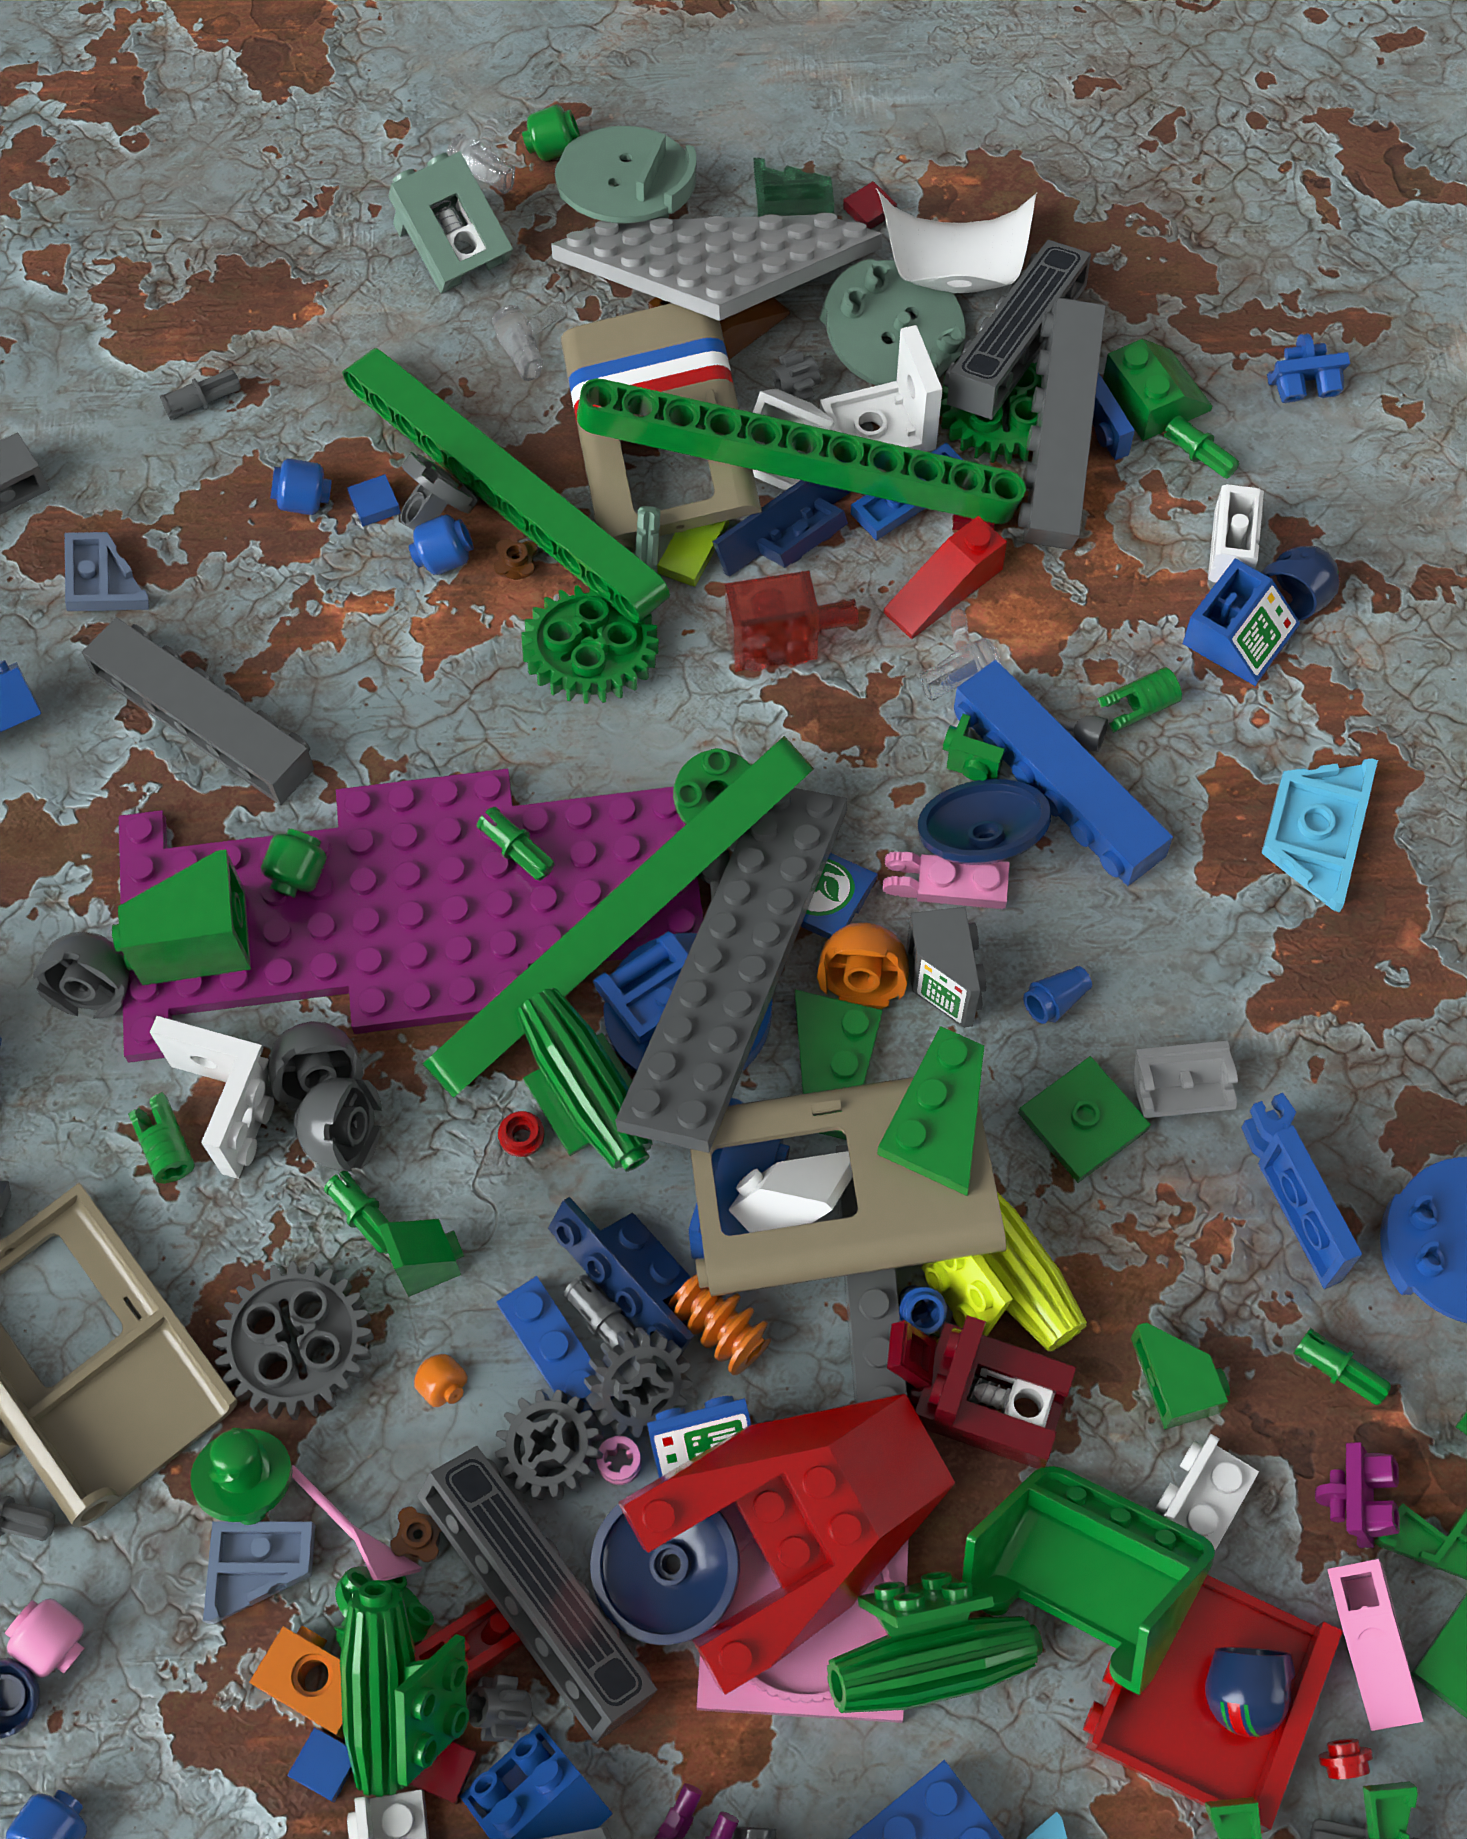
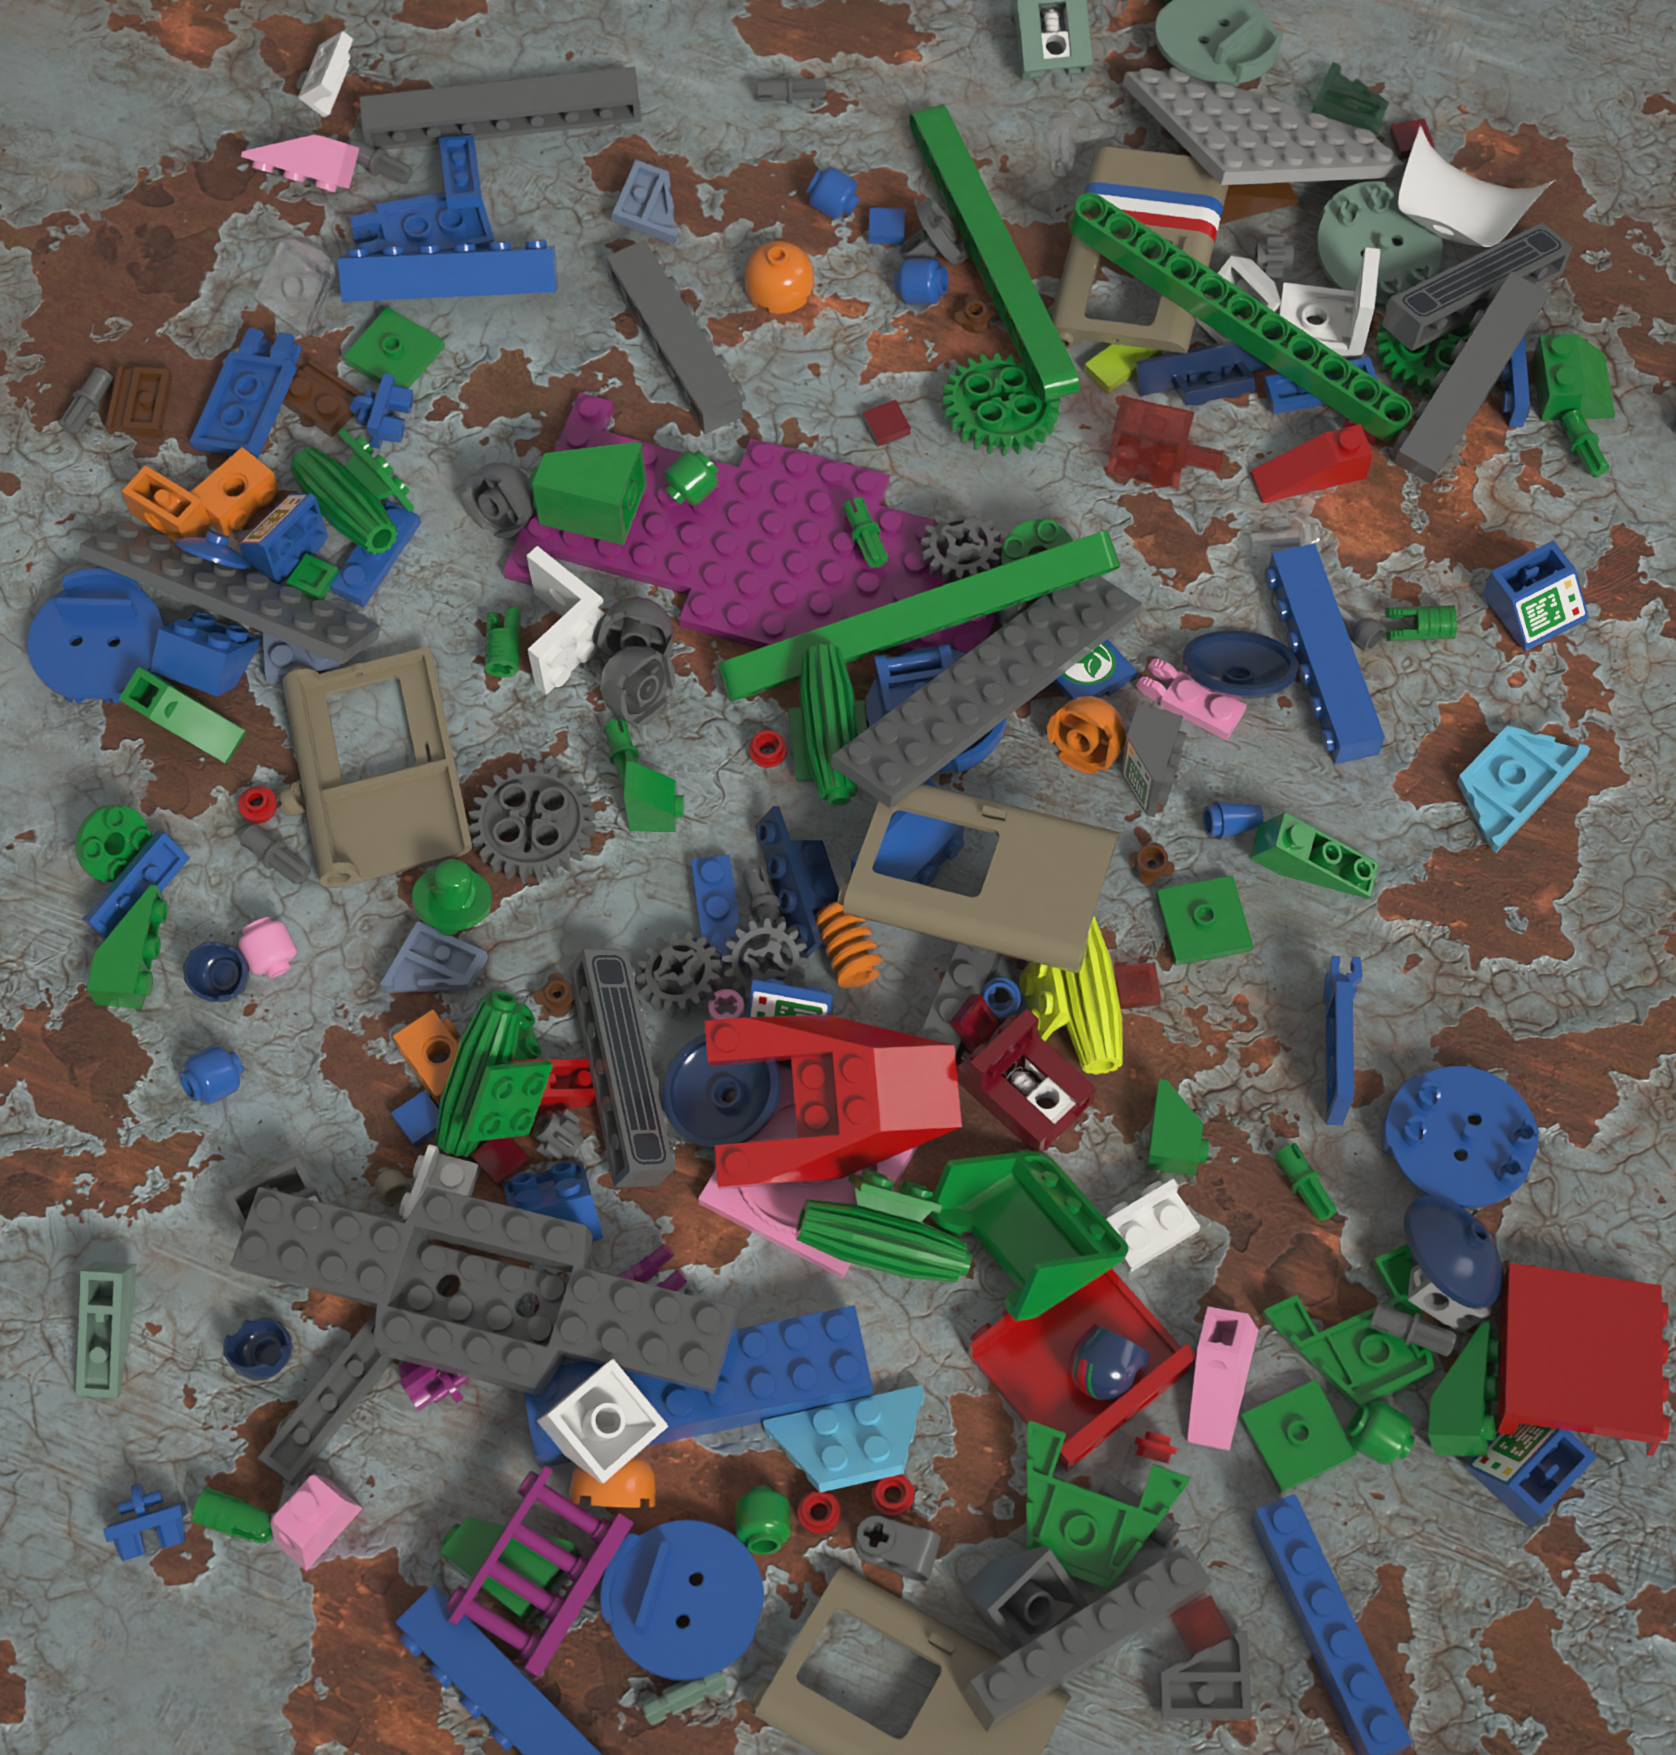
camera: 25 degrees right, 0 degrees up
(283, 600) = (779, 277): none -> orange cylinder
(377, 1556) = (517, 985): bright pink piece -> none
(440, 1380) = (624, 898): orange piece -> none
(476, 712) = (886, 423): none -> dark red tile
(609, 809) = (961, 546): none -> dark grey gear
(648, 535) = (1084, 339): sand green axle -> none
(791, 1192) = (939, 864): white slope -> none
(834, 1043) = (1040, 780): green wing -> none
(939, 1113) = (1074, 849): green wing -> none
(970, 756) = (1257, 611): green bracket -> none
(1012, 1078) = (1151, 853): none -> reddish brown plate
(1055, 1224) = (1137, 985): none -> clear red plate
(1160, 998) = (1312, 856): none -> green slope
(1185, 1079) = (1297, 922): light grey hinge -> none
(1235, 528) = (1573, 518): white brick -> none
(1308, 577) = (1614, 579): dark blue helmet -> none
(1363, 1515) = (1264, 1270): magenta hips -> none

